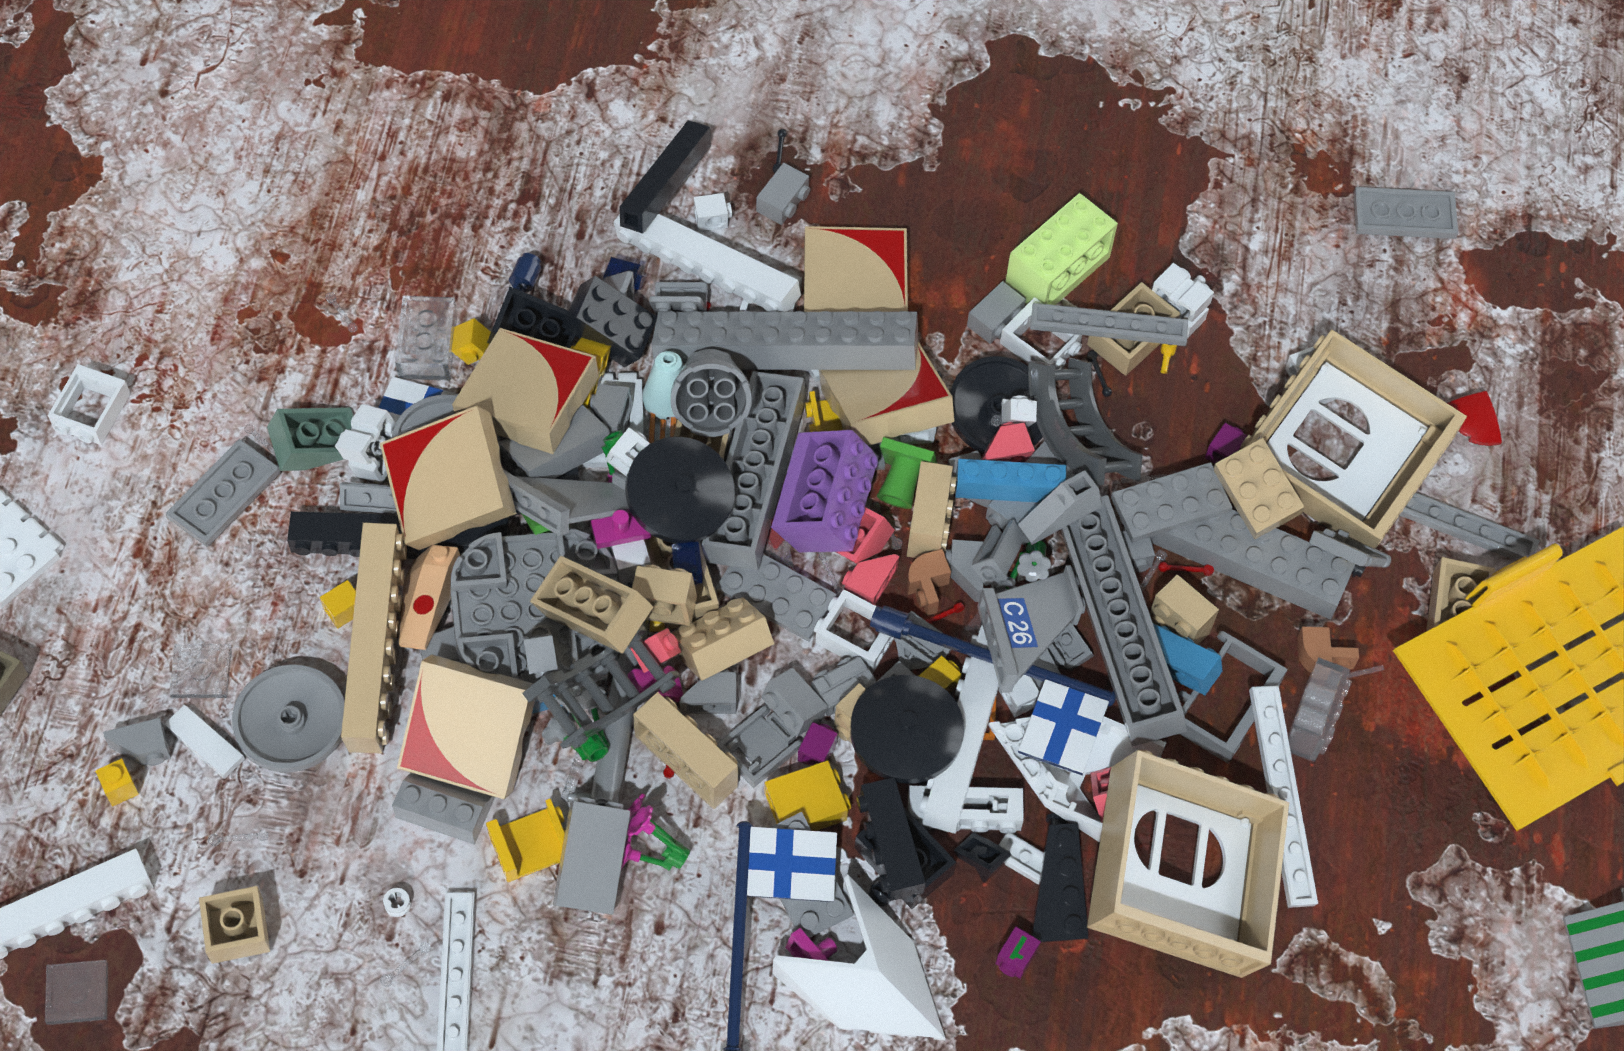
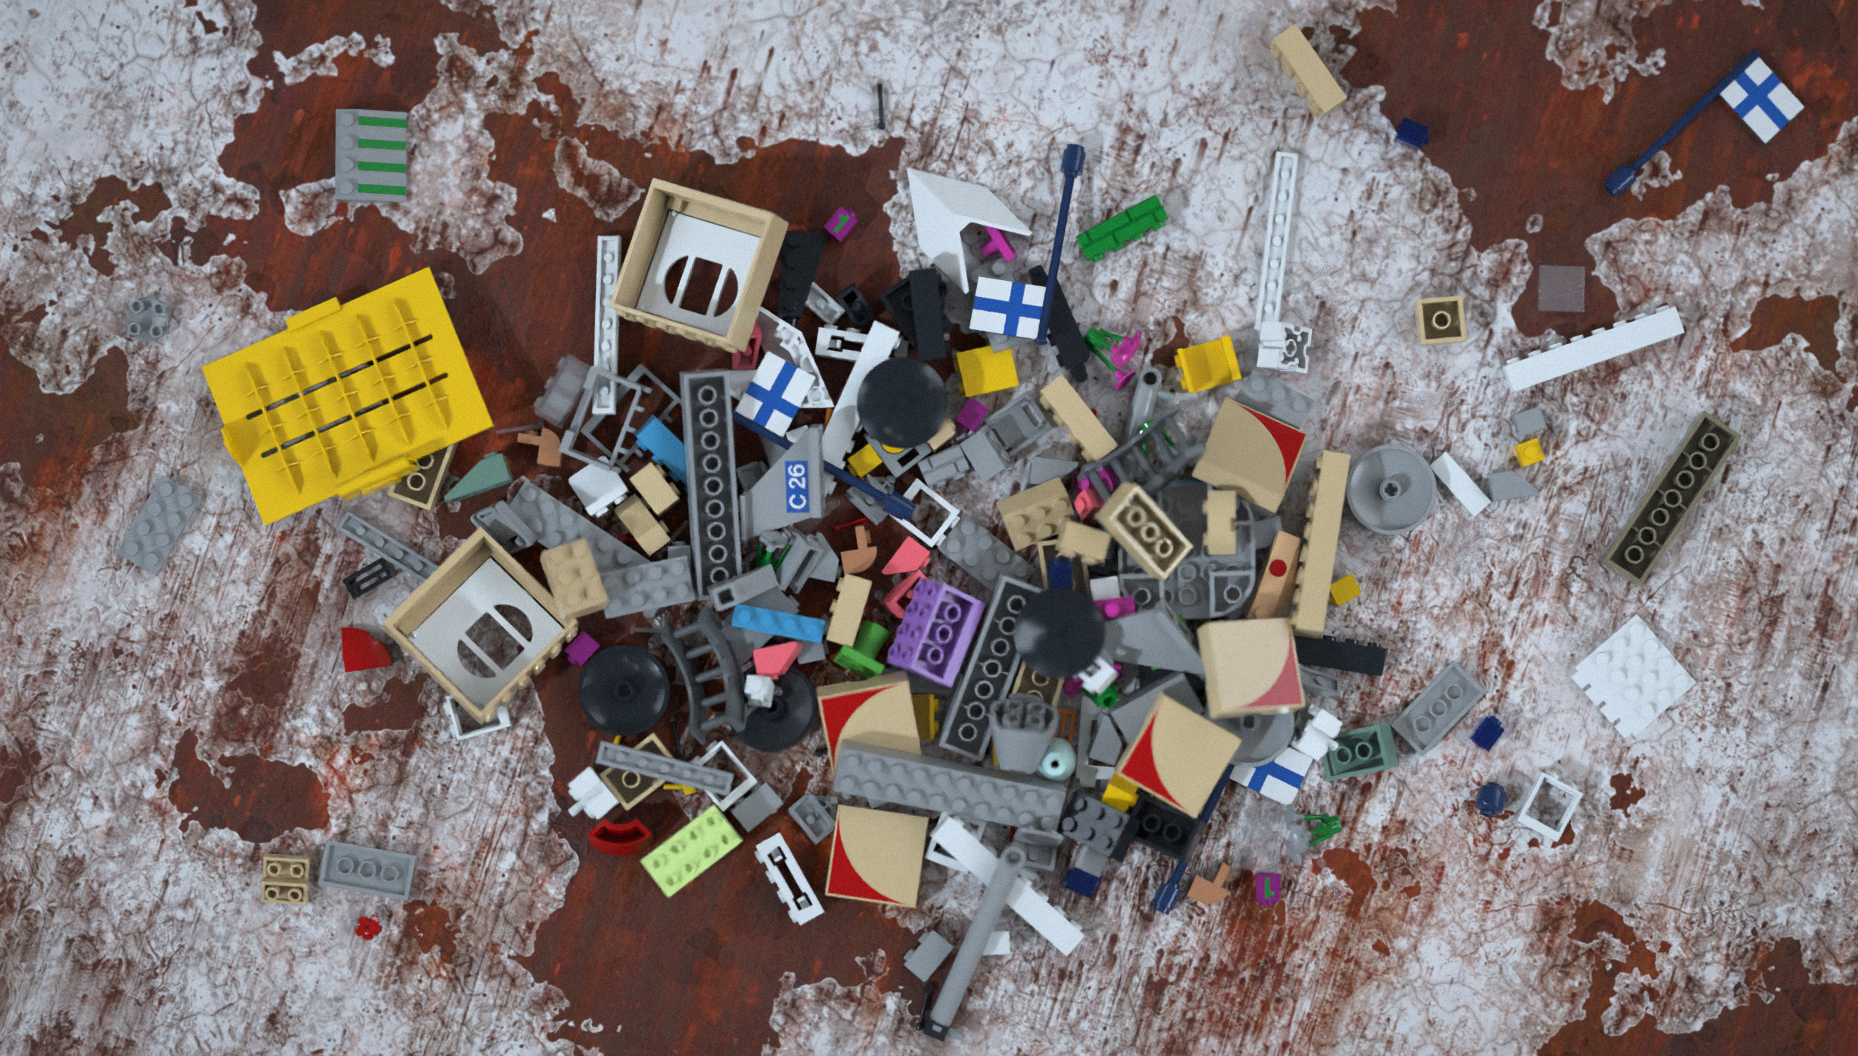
camera: 175 degrees left, 25 degrees up
(116, 821) = (1529, 421): none -> light grey brick
(157, 404) = (1491, 799): none -> dark blue head
(164, 471) = (1486, 732): none -> clear blue brick
(346, 358) = (1300, 838): none -> plant
(393, 893) = (1321, 327): white bush -> none
(411, 285) = (1267, 888): none -> magenta brick
(434, 864) = (1284, 347): none -> white brick
(470, 341) = (1220, 827): yellow brick -> none
(478, 283) = (1210, 892): none -> nougat brick
(497, 631) = (1221, 522): none -> tan brick
(540, 654) = (1188, 497): light grey slope -> none
(591, 856) = (1162, 336): light grey brick -> none
(657, 992) = (1122, 228): none -> green brick
(665, 176) = (1032, 976): black brick -> none
(718, 861) = (1063, 330): none -> black hinge
(732, 199) = (975, 943): none -> light grey piece
(933, 313) = (815, 815): none -> light grey slope
(947, 249) = (785, 894): none -> white brick
(1140, 262) = (620, 839): none -> red brick
(1170, 406) = (624, 690): none -> black dish
(1184, 562) = (642, 524): none -> tan brick
(1248, 614) = (598, 488): none -> white bracket
(1252, 717) = (572, 433): none -> light grey hinge
(1382, 604) = (484, 476): none -> sand green slope
(1389, 162) = (368, 927): none -> red plant
(1489, 197) = (285, 879): none -> tan slope
(1501, 482) = (350, 588): none -> black tile

